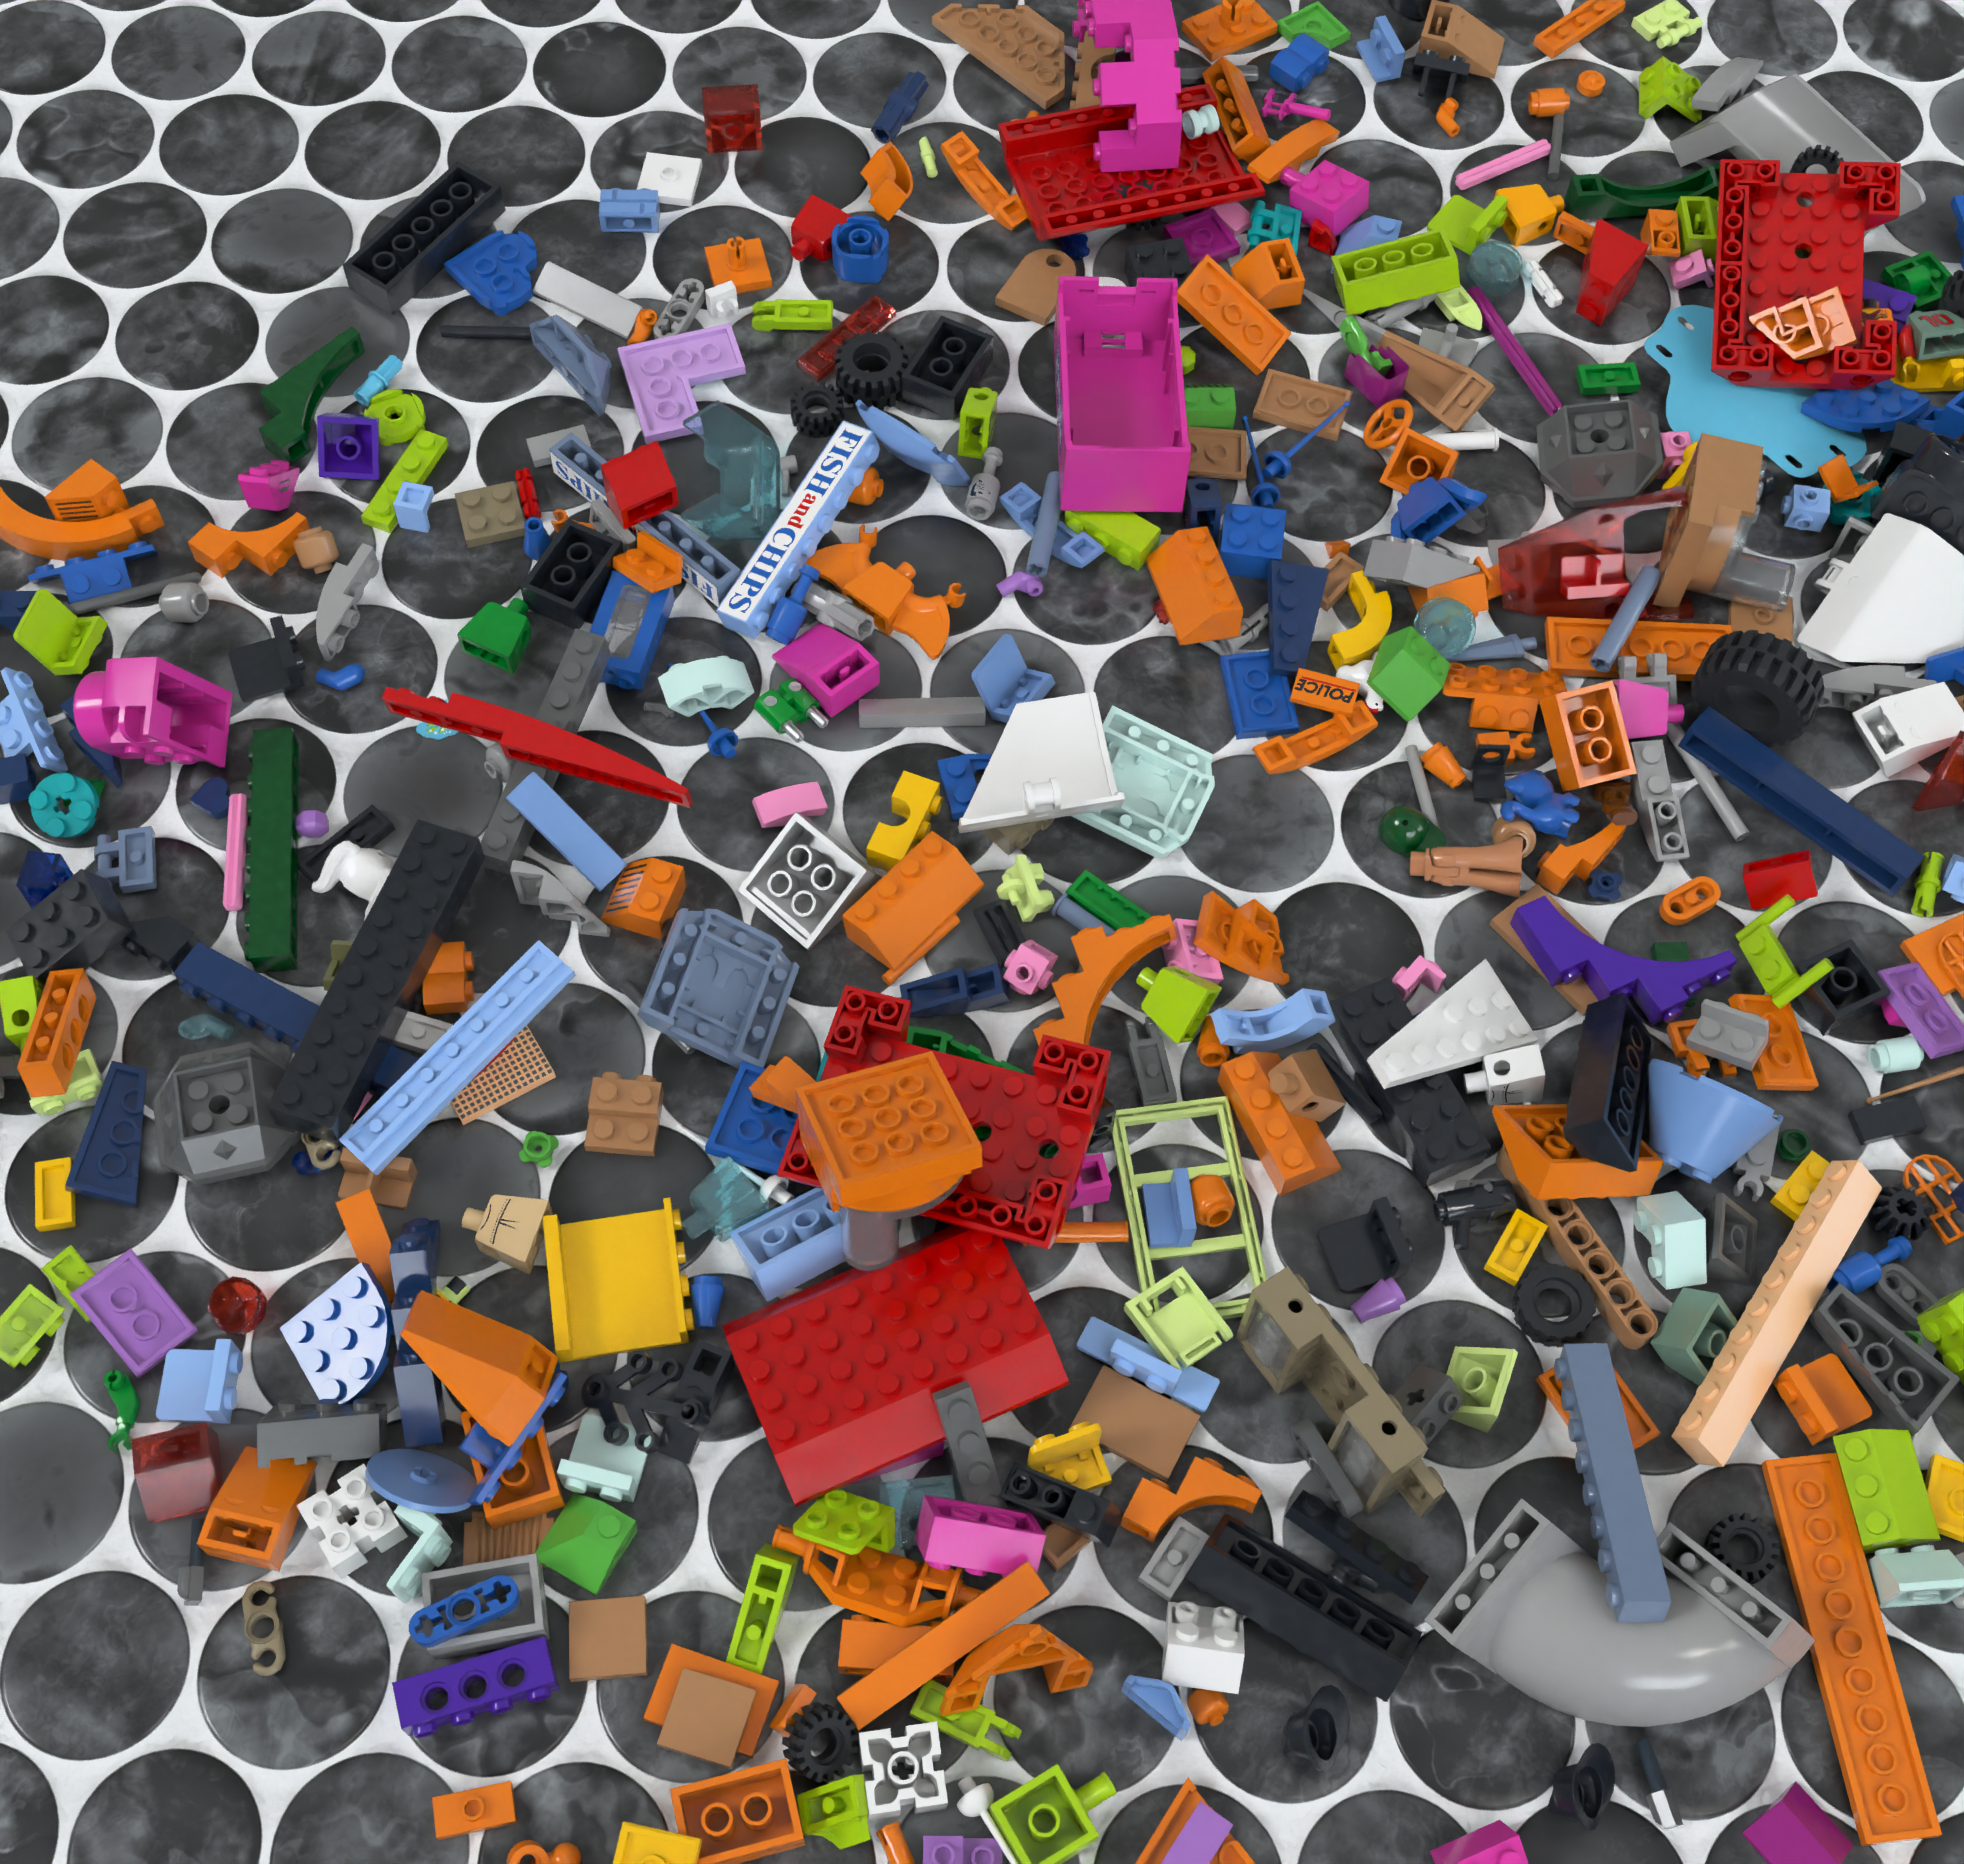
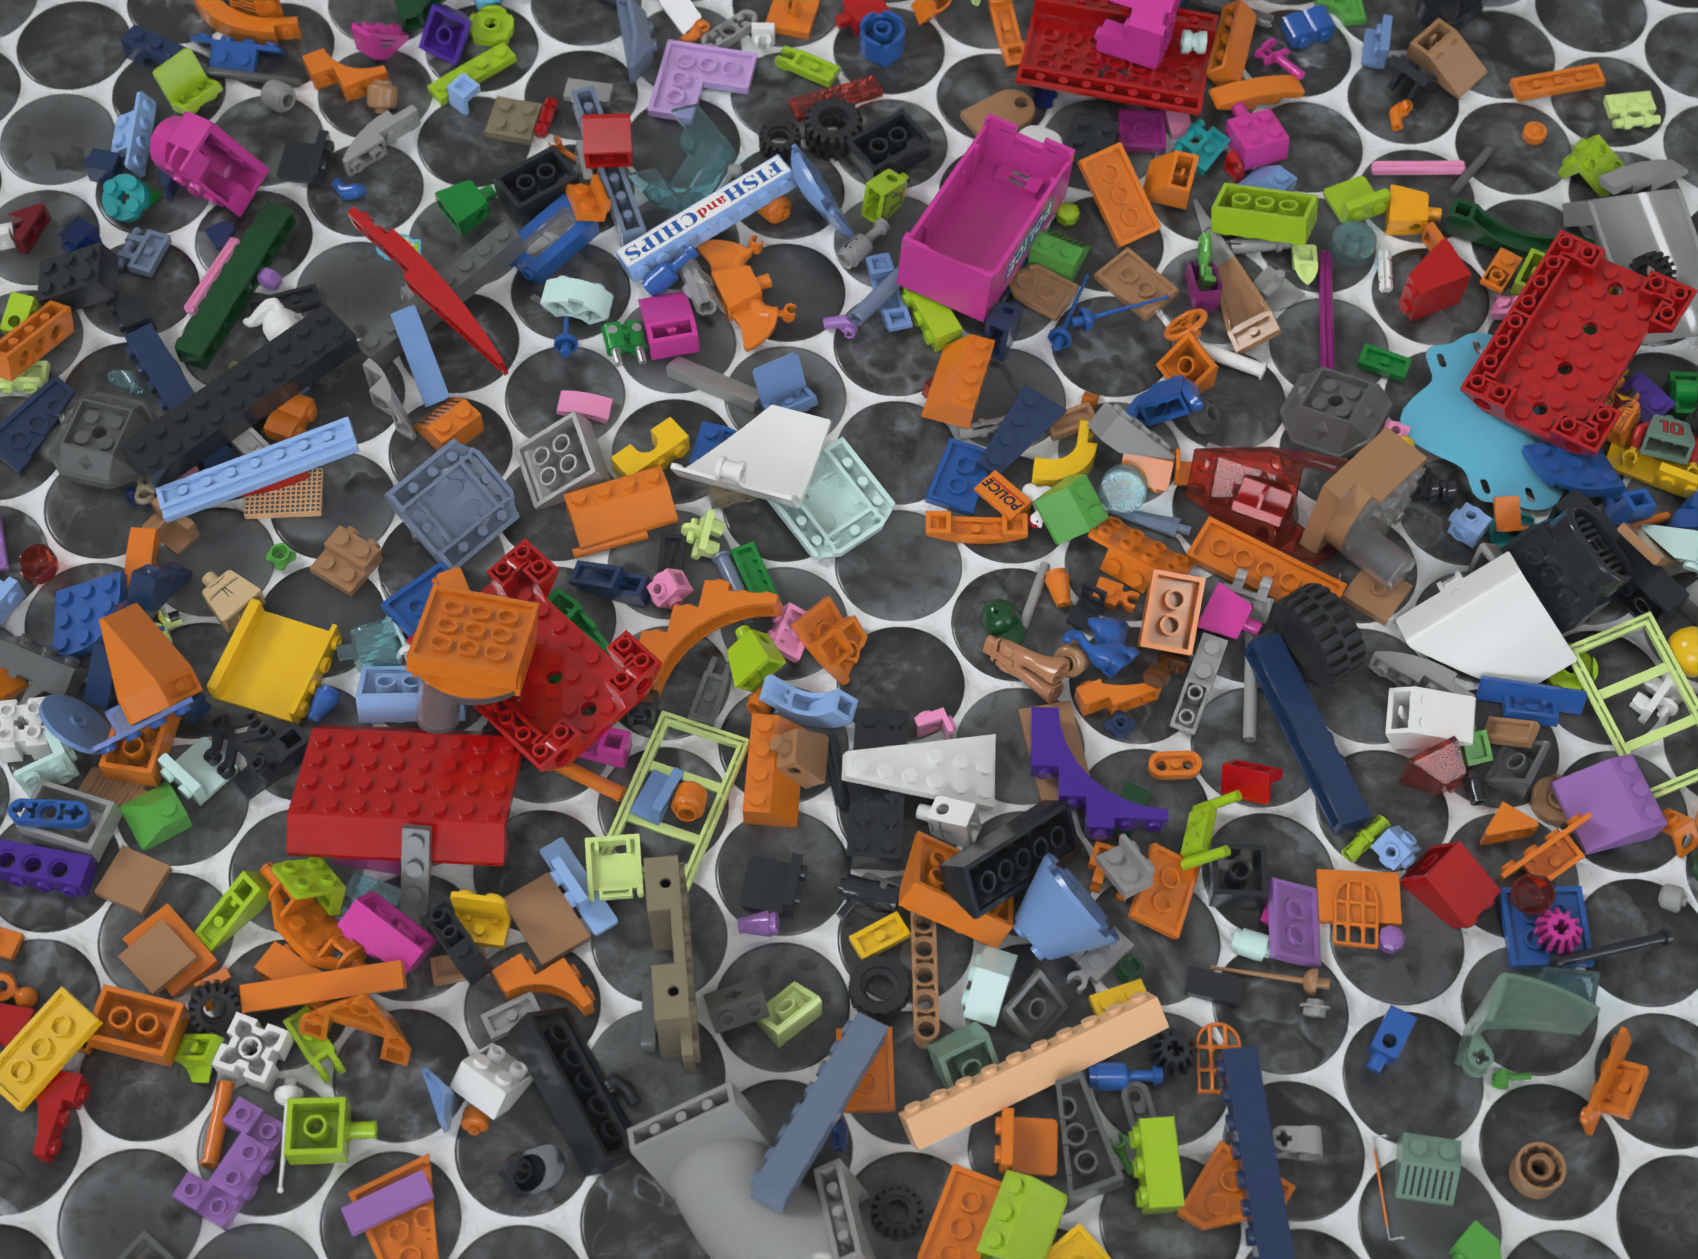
camera: 30 degrees right, 0 degrees up
(535, 538) = (528, 147): blue cone -> none
(1251, 539) = (1025, 363): blue brick -> none
(1357, 1546) = (634, 1068): black plate -> none
(1548, 102) = (1486, 134): orange brick -> none
(1625, 618) = (1262, 542): sand blue piece -> none
(1808, 325) = (1554, 386): orange slope -> none

